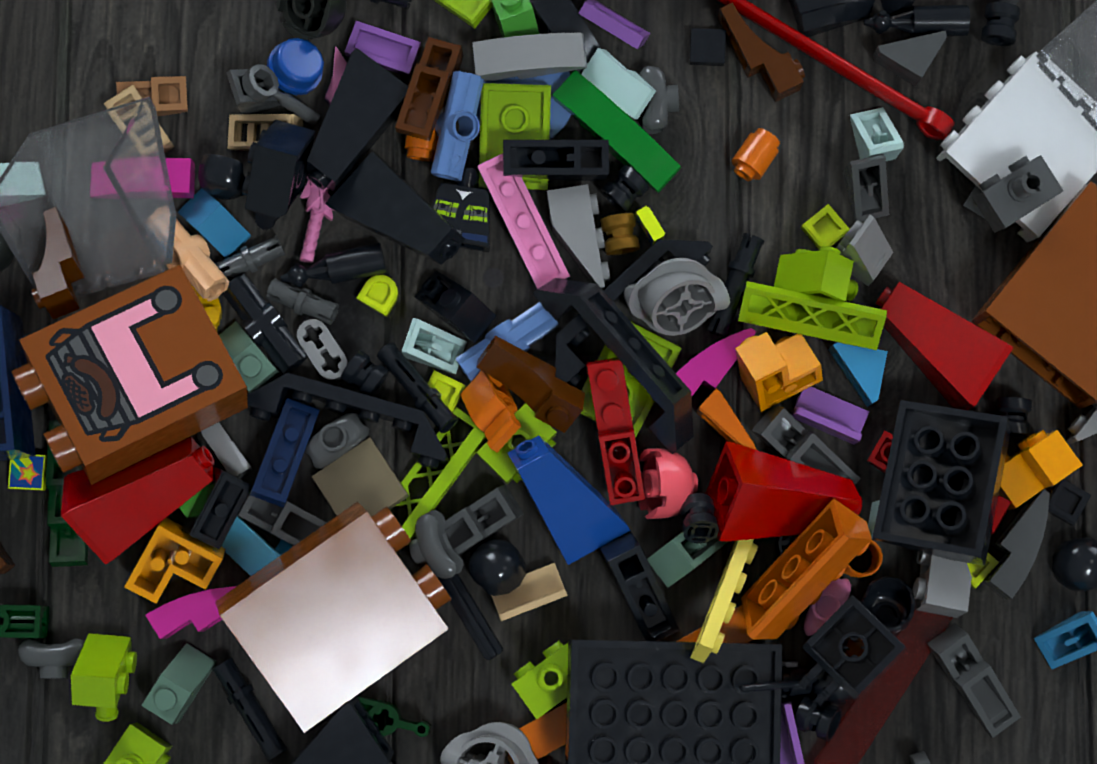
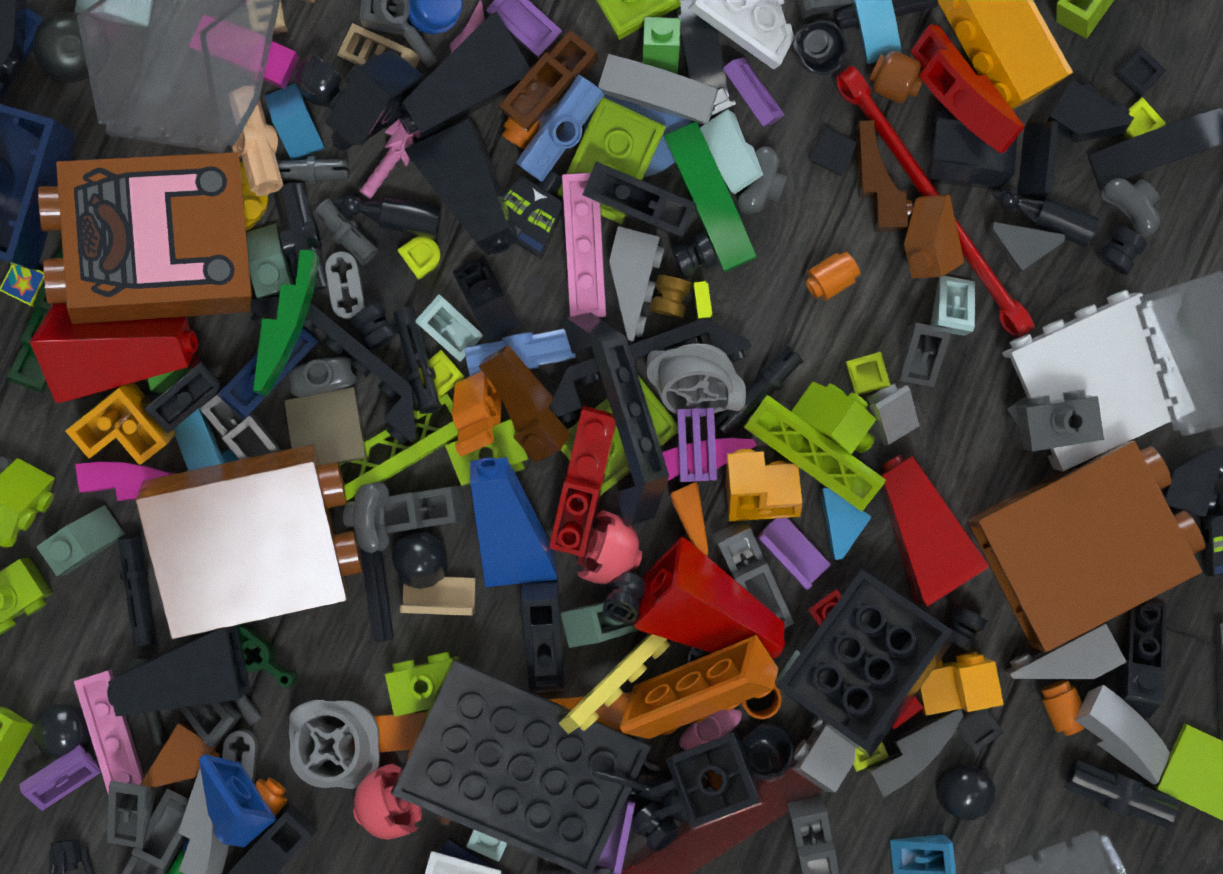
camera: 25 degrees right, 5 degrees up
(58, 269) = (126, 105): slope -> none
(226, 451) = (215, 343): light grey bar -> none
(286, 412) = (281, 335): none -> green slope
(591, 43) = (722, 102): none -> piece
(715, 346) = (696, 413): none -> medium lavender tile
(830, 82) = (933, 238): none -> dark orange slope

